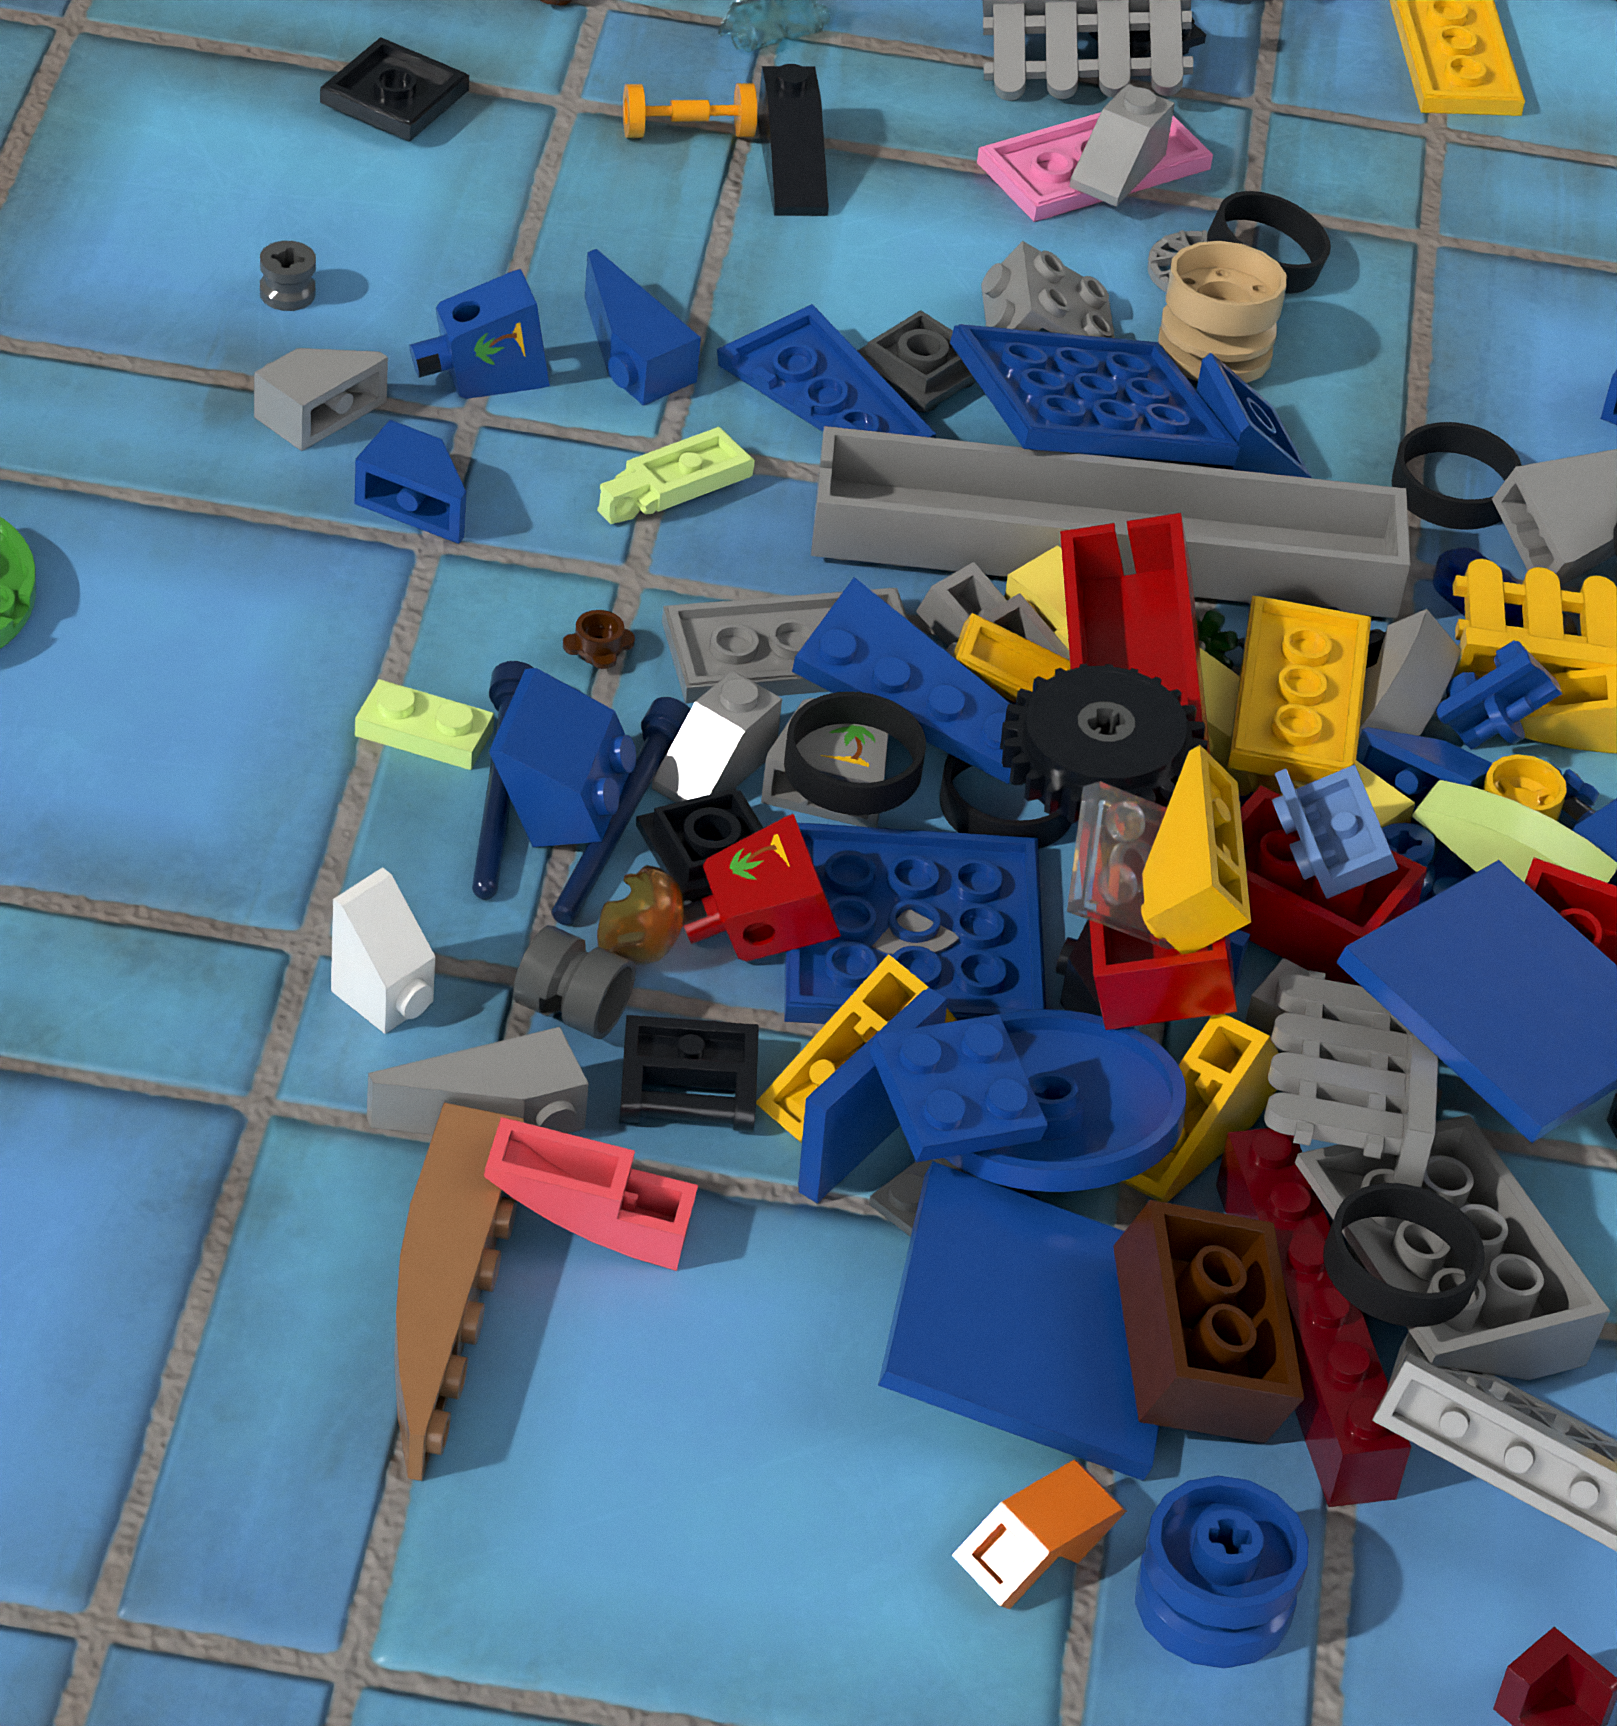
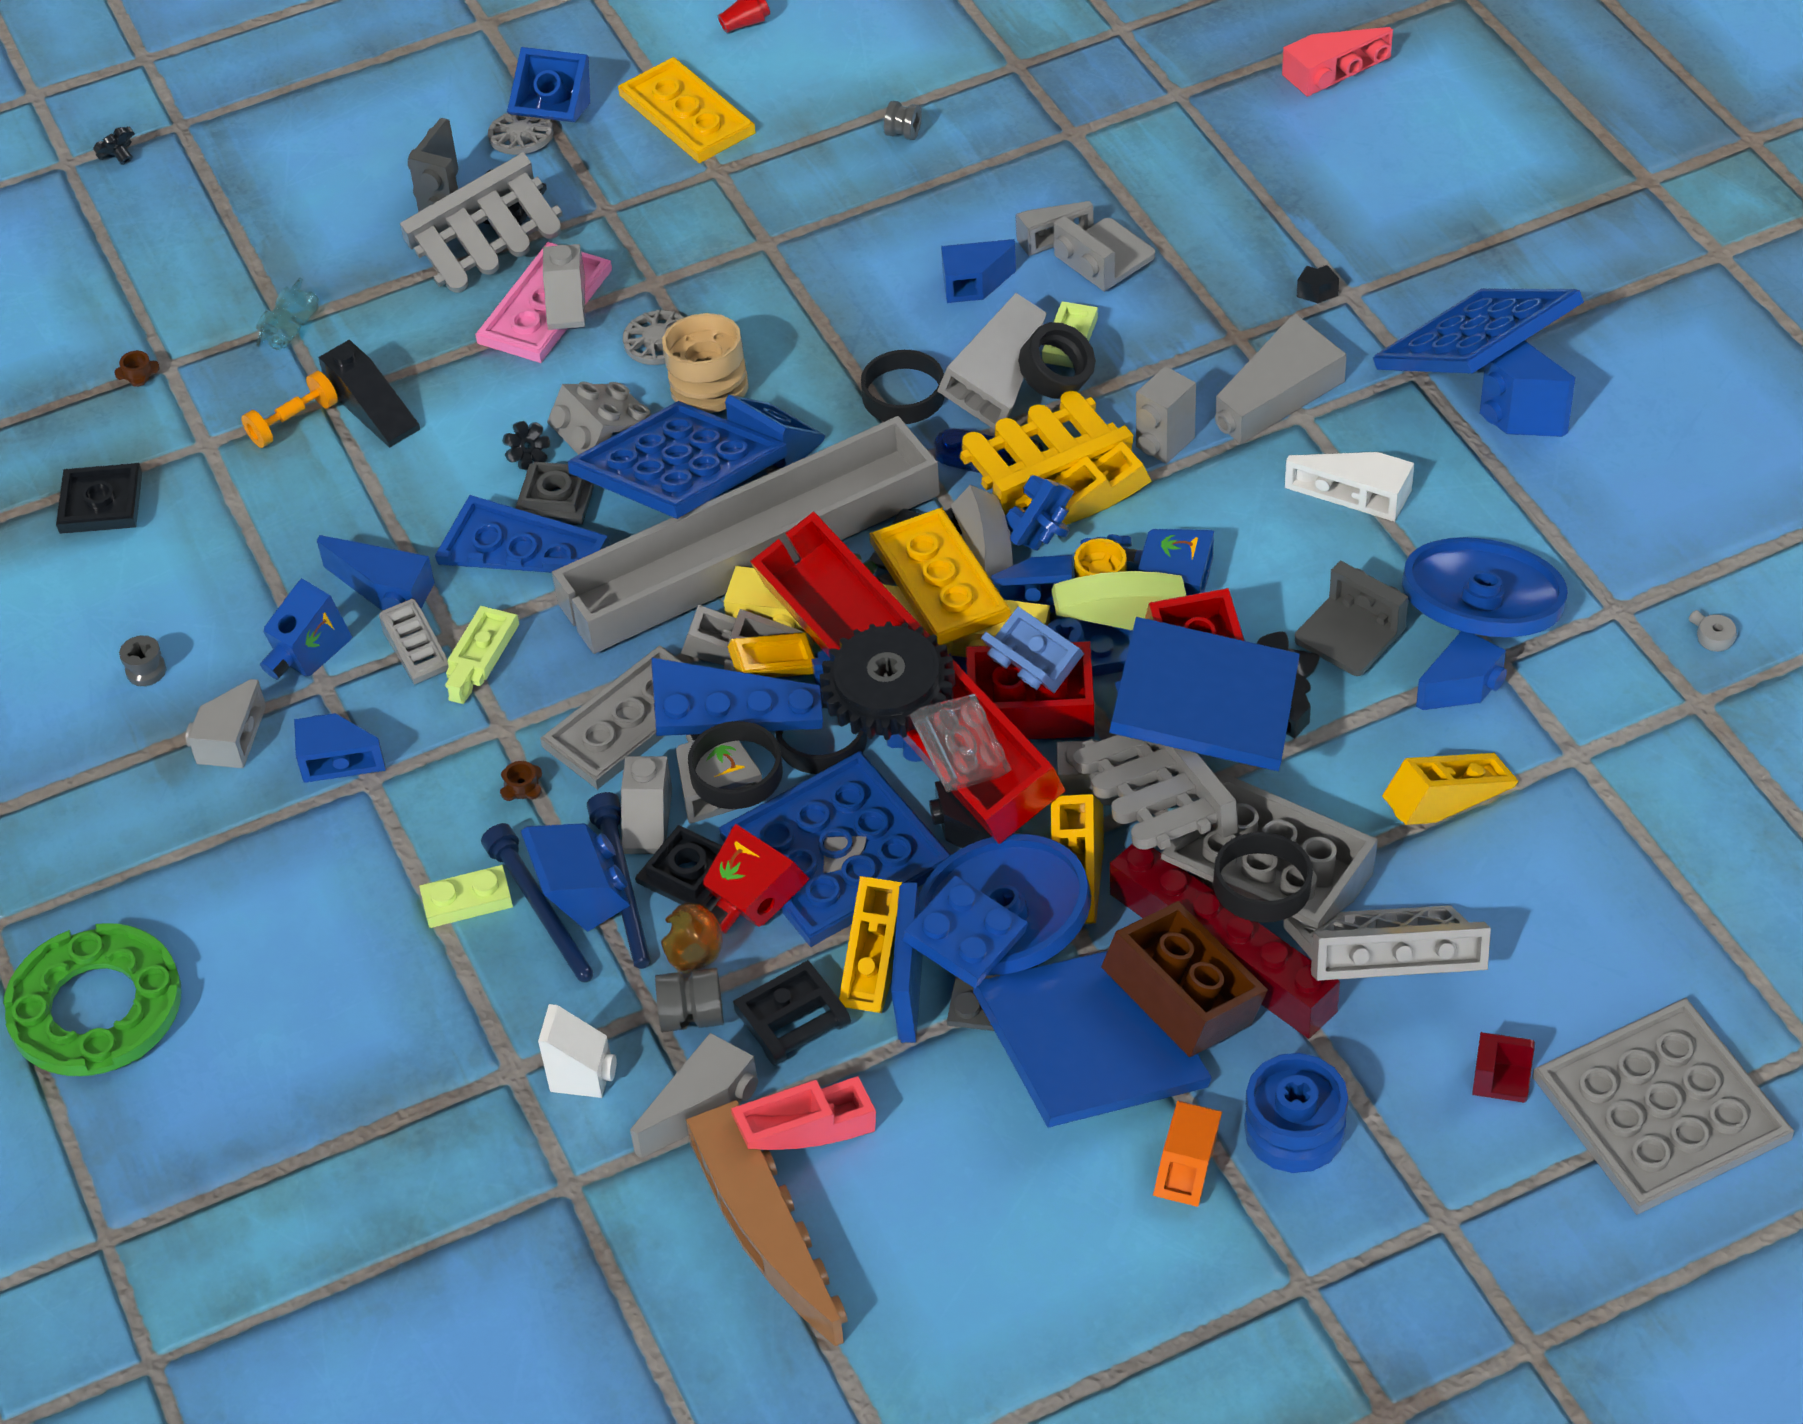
camera: 25 degrees left, 5 degrees up
(610, 421) = (404, 620): none -> light grey slope
(940, 285) = (526, 444): none -> black plant
(1197, 862) = (999, 721): yellow slope -> none
(1284, 217) = (685, 278): black tyre -> none

